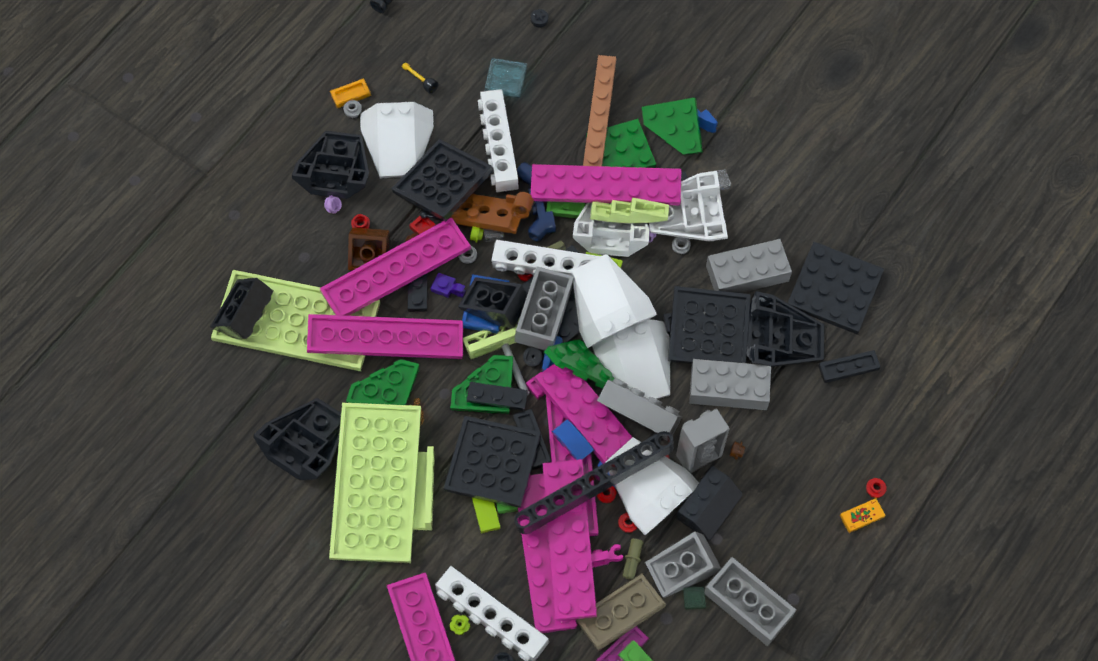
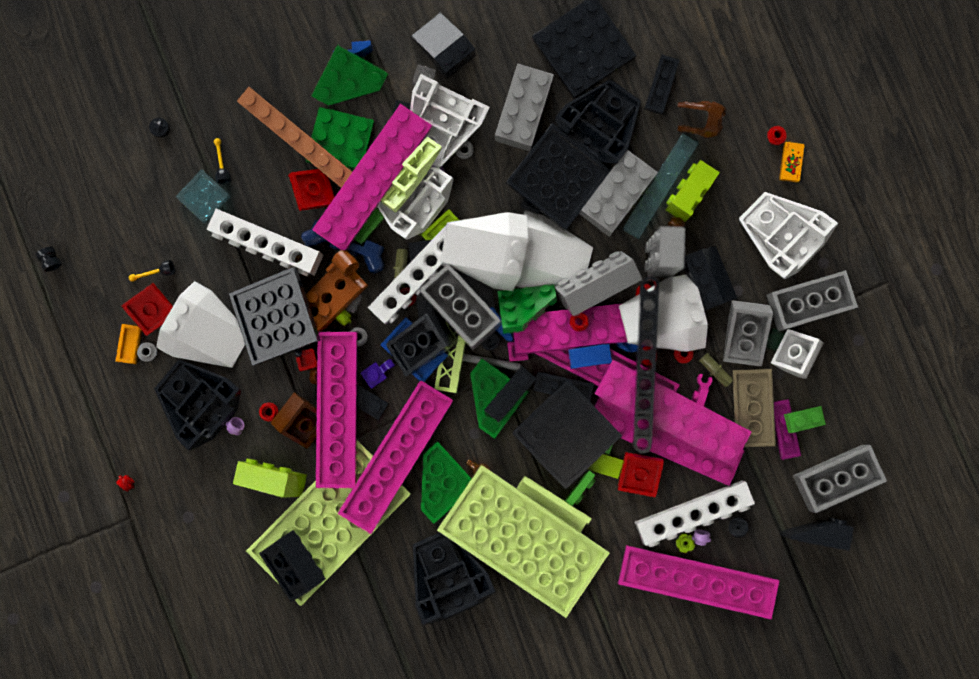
camera: 55 degrees left, 20 degrees up
(235, 152) = (125, 482): none -> red plate
(305, 253) = (269, 479): none -> lime wedge
(388, 87) = (148, 309): none -> red hinge
(460, 504) = (576, 494): none -> bright green plate
(473, 635) = (701, 537): none -> lavender plate
(496, 546) = (640, 474): none -> red hinge
(532, 81) = (222, 175): none -> black hinge
(565, 147) = (311, 189): none -> red hinge
(597, 406) = (585, 322): none -> red plate
(694, 618) = (797, 353): none -> white brick
(755, 181) = (444, 45): none -> slope
(770, 418) = (660, 186): none -> clear light blue tile
(774, 442) = (691, 190): none -> lime wedge
(794, 545) = (786, 232): none -> white wedge
(852, 413) = (714, 121): none -> reddish brown piece

